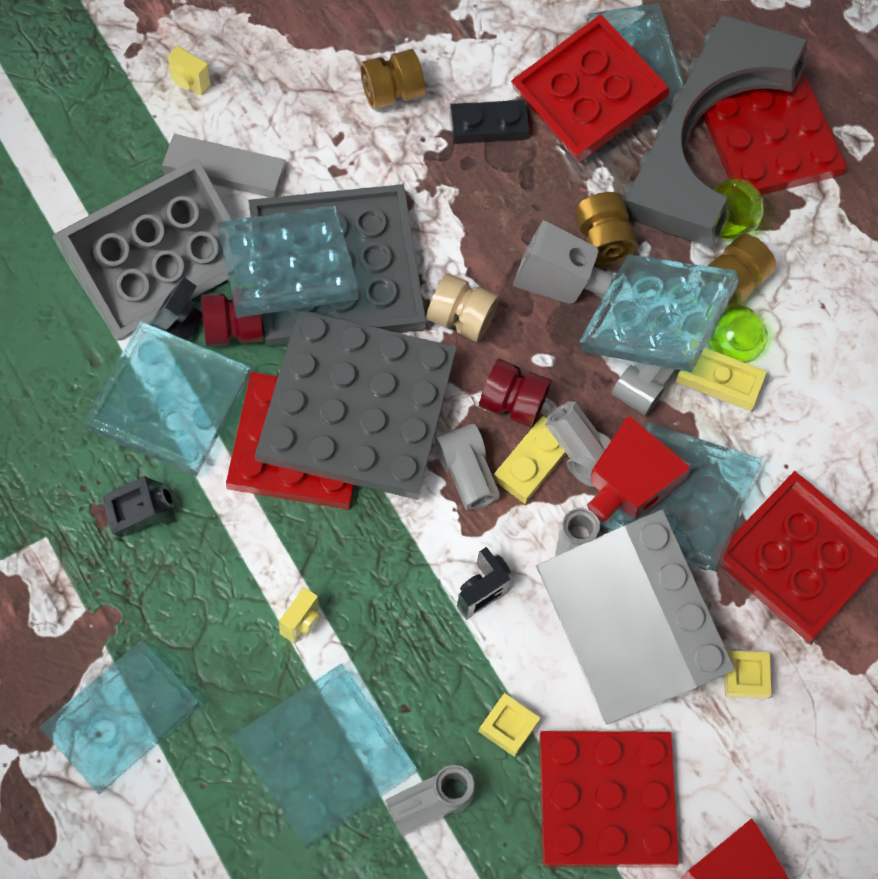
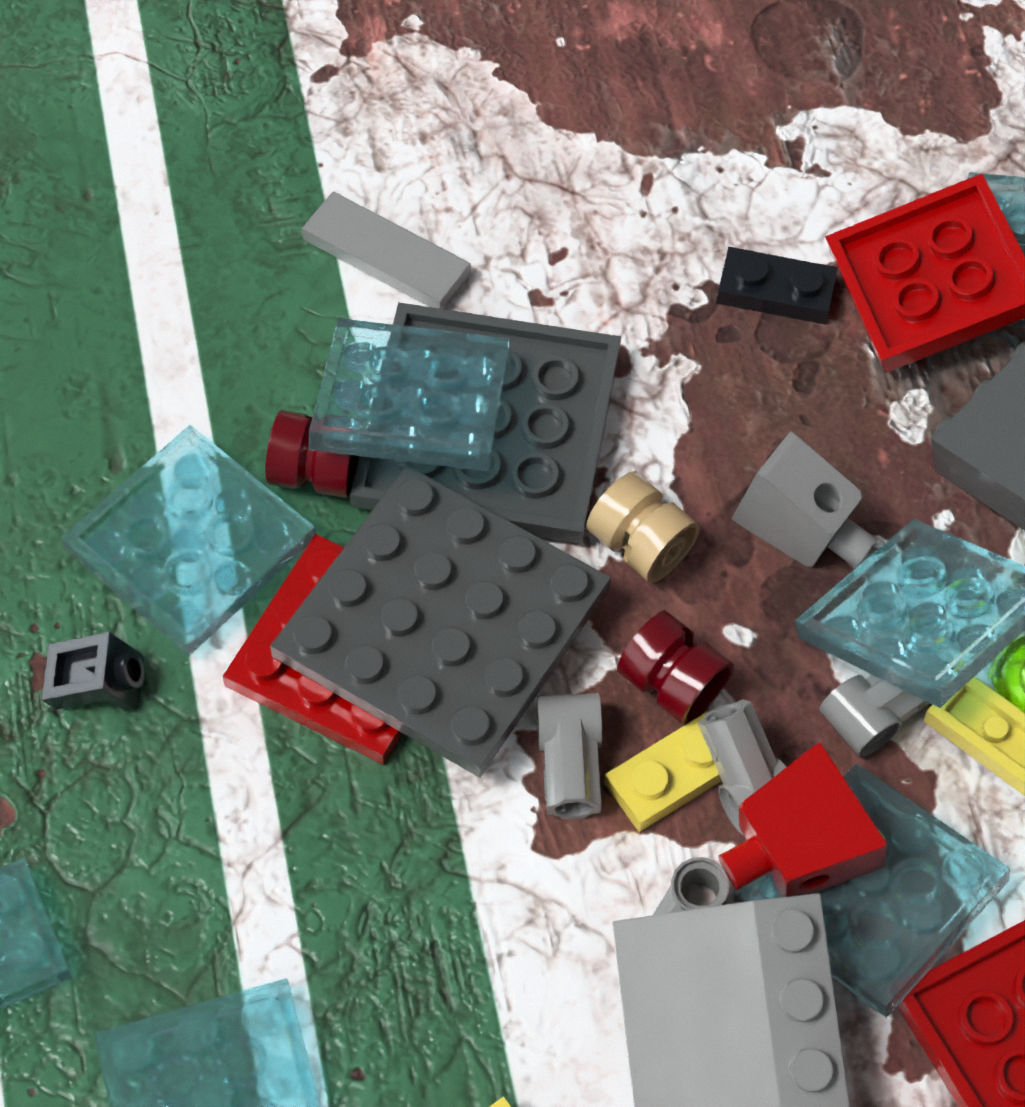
camera: 25 degrees right, 5 degrees down
(145, 245) = (237, 329): light grey slope -> none
(178, 312) = (242, 426): black bracket -> none
(188, 71) = (383, 115): light yellow plate -> none
(300, 616) = (252, 892): light yellow plate -> none
(392, 79) = (657, 192): pearl gold wheel -> none
(482, 591) = (529, 938): black bracket -> none
(606, 225) = (892, 472): pearl gold wheel -> none

